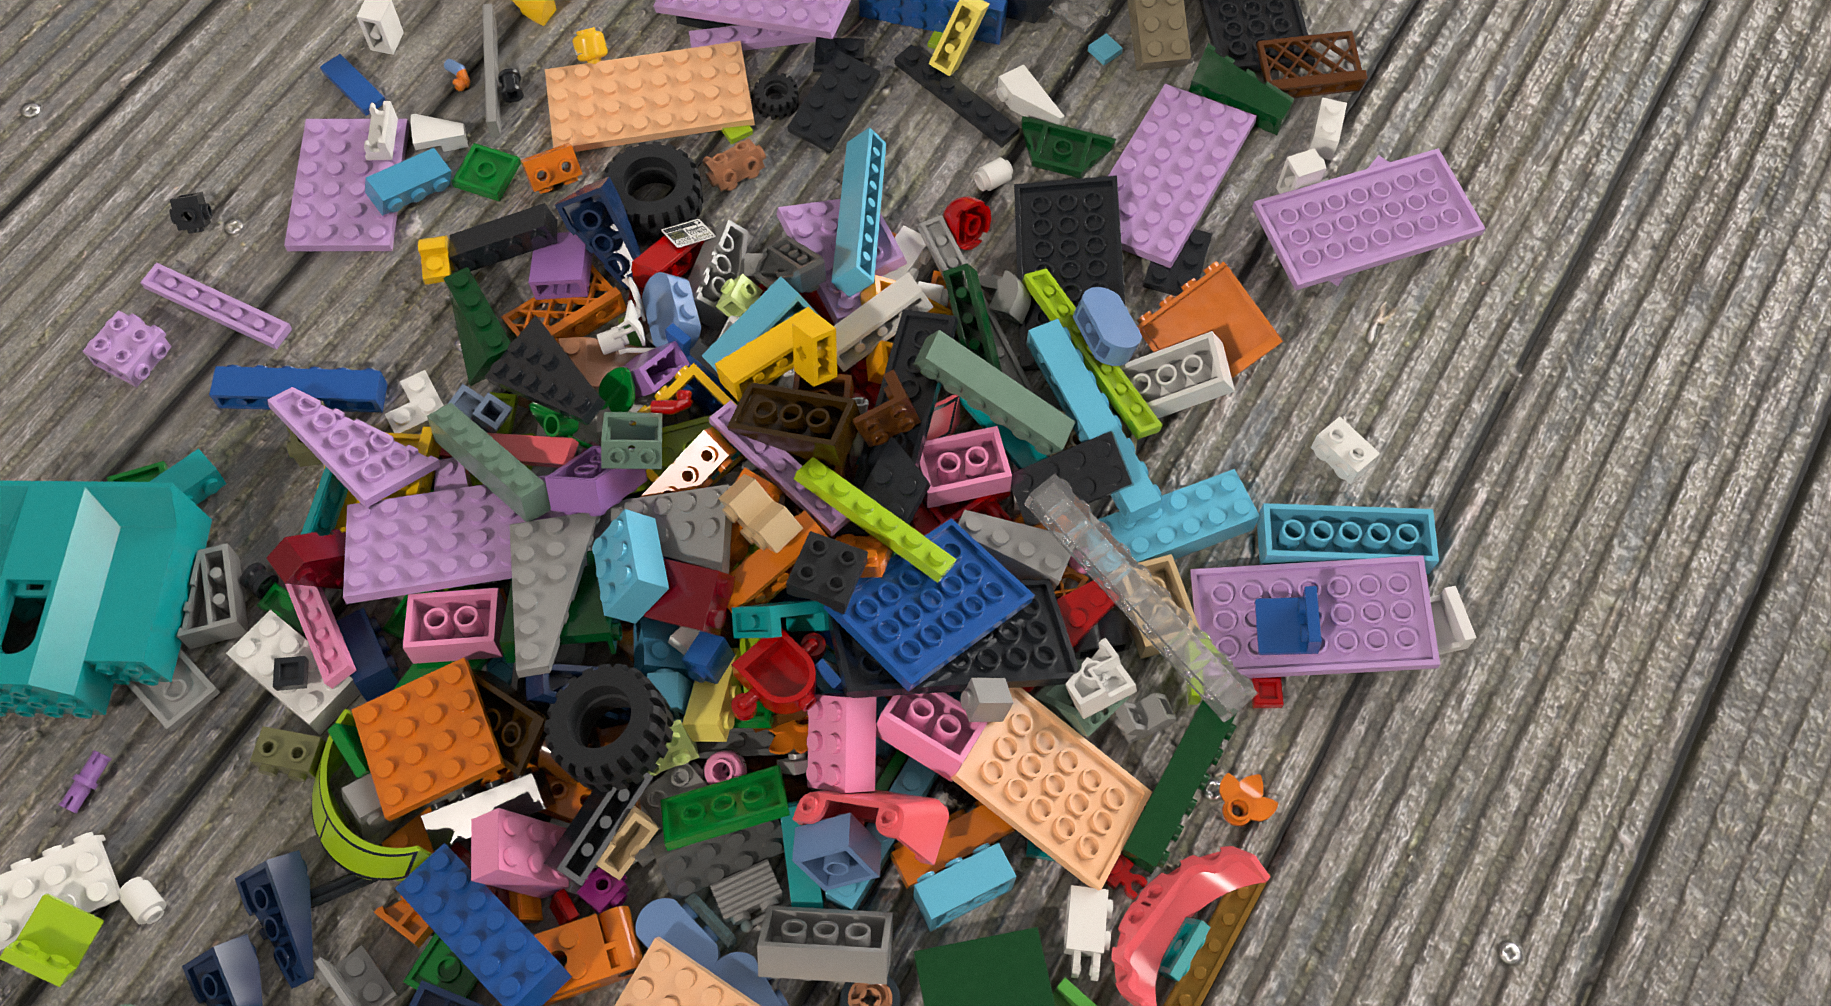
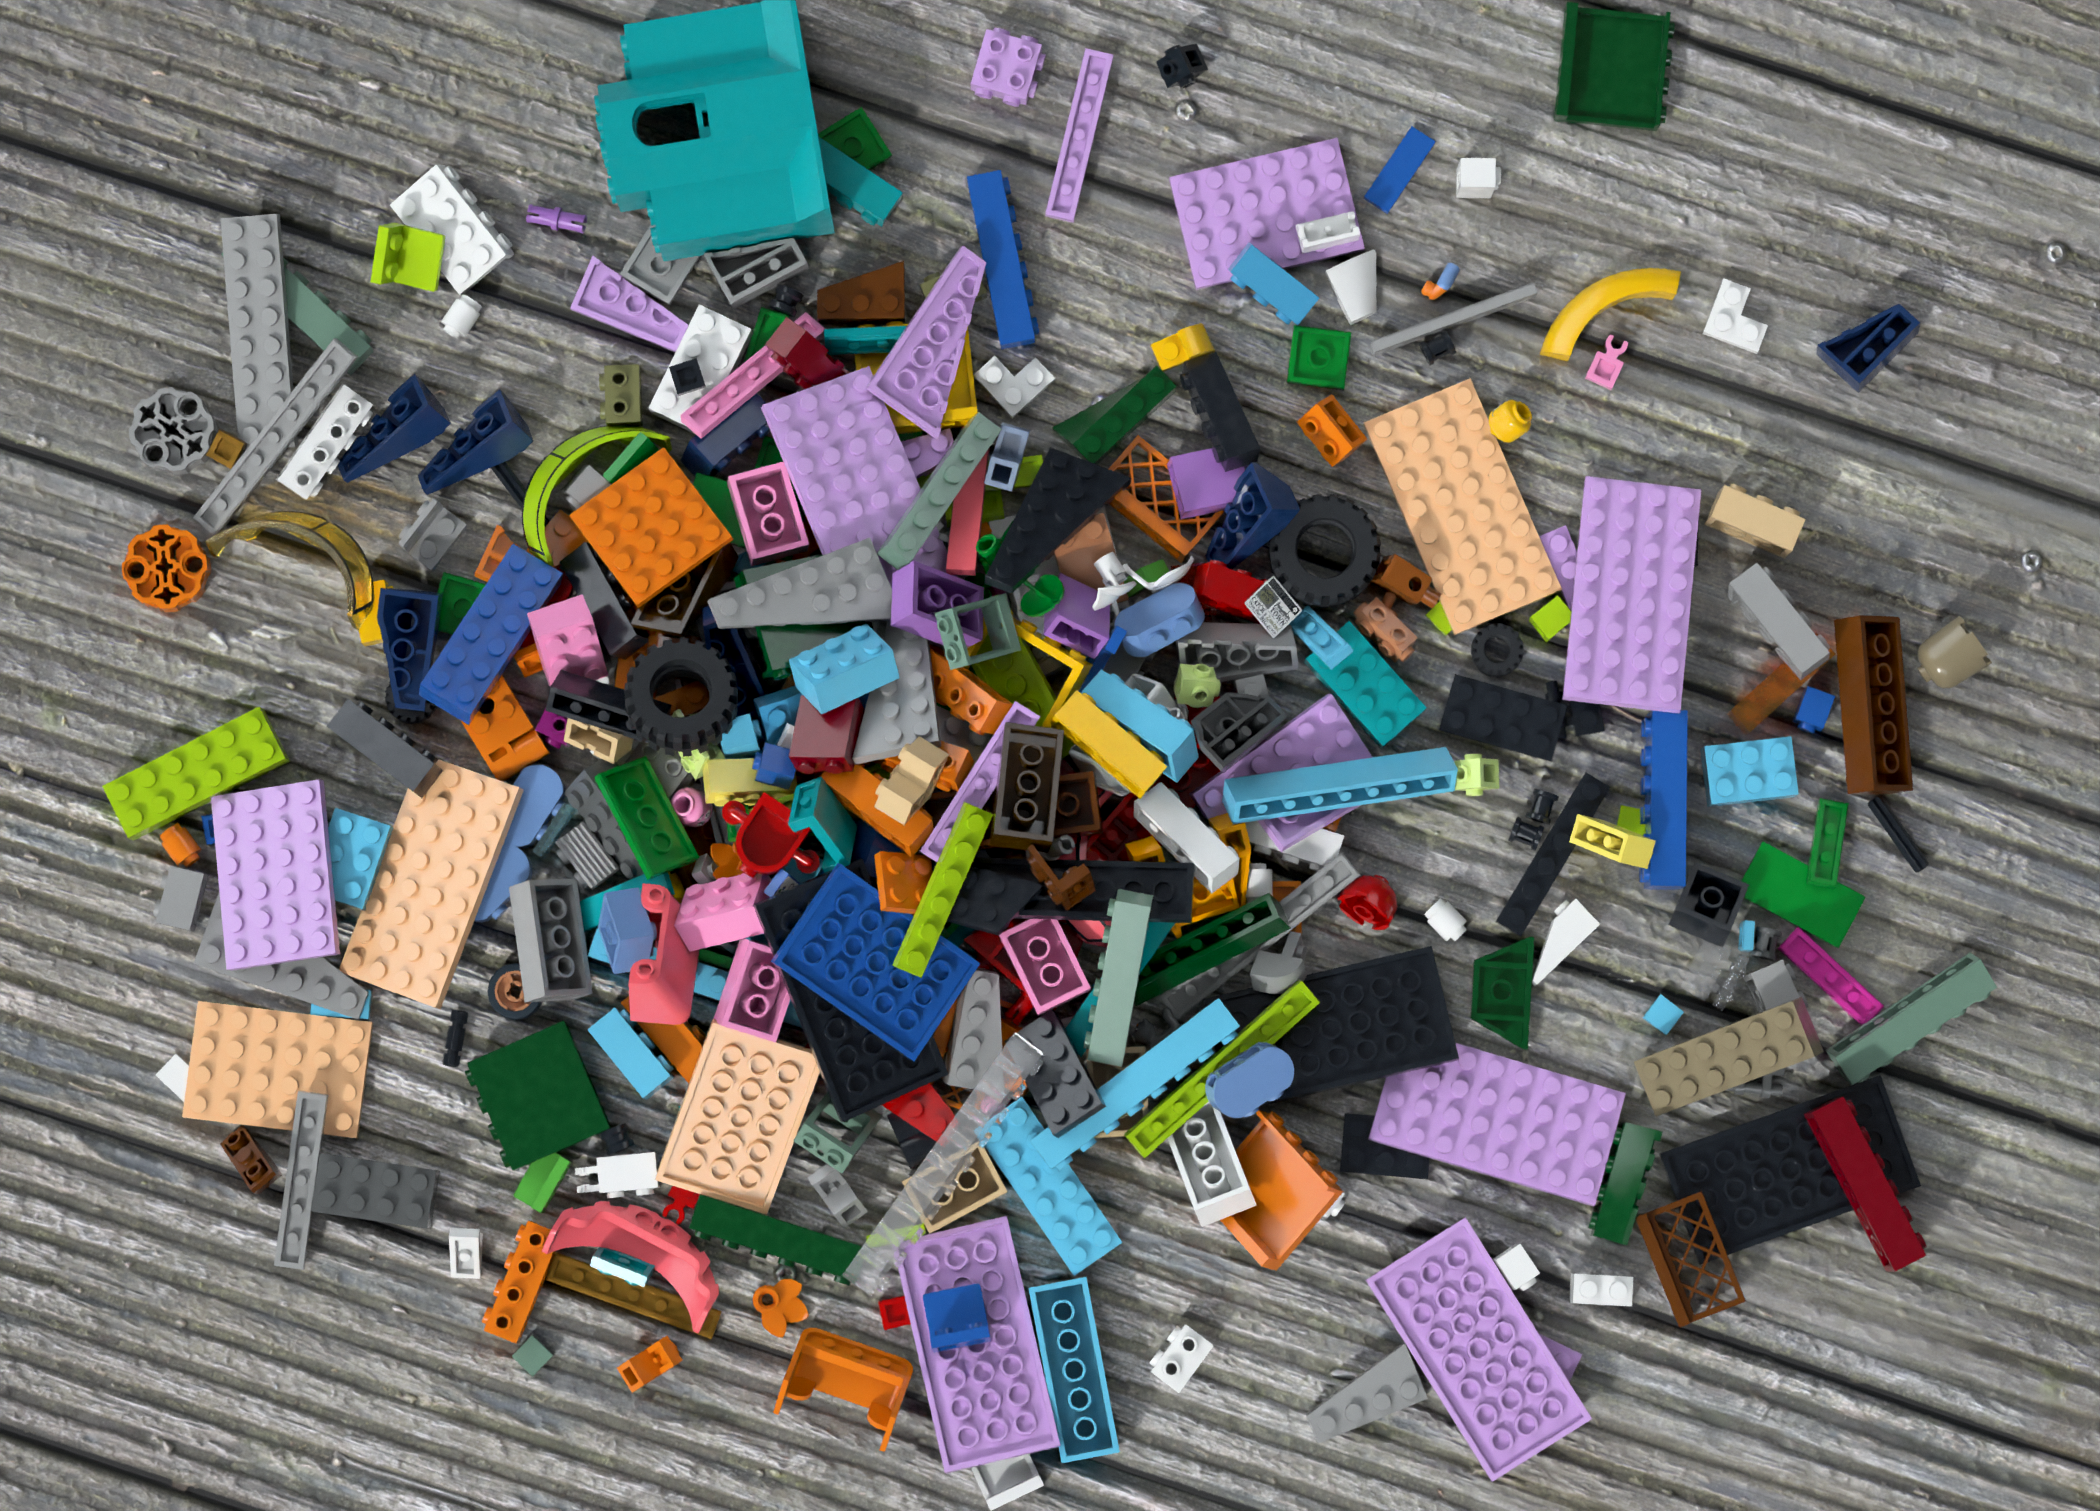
camera: 80 degrees right, 20 degrees up
(193, 743) = (619, 304): none -> lavender wing
(284, 502) = (865, 299): none -> reddish brown wedge
(563, 908) = (534, 695): red tile -> none
(670, 407) = (1038, 666): red arm -> none
(698, 138) = (1394, 577): none -> dark orange torso
(729, 200) = (1320, 637): none -> medium azure tile
(762, 53) = (1551, 618): none -> lime panel
(783, 181) = (1368, 689): none -> teal brick
(814, 349) = (1107, 787): yellow brick -> none
(827, 571) = (864, 858): black brick -> none
(881, 119) = (1477, 774): none -> yellowish green brick
(915, 91) = (1541, 806): none -> black bush
(934, 106) = (1526, 833): none -> black bush
(986, 700) = (790, 1035): light grey brick -> none
(1049, 925) = (616, 1139): none -> black wheel
(1100, 681) = (840, 1140): white slope -> none
(1289, 941) = (650, 1364): none -> orange brick
(1326, 738) = (849, 1373): none -> orange windscreen
(1399, 311) = (1372, 1395): none -> light grey wedge

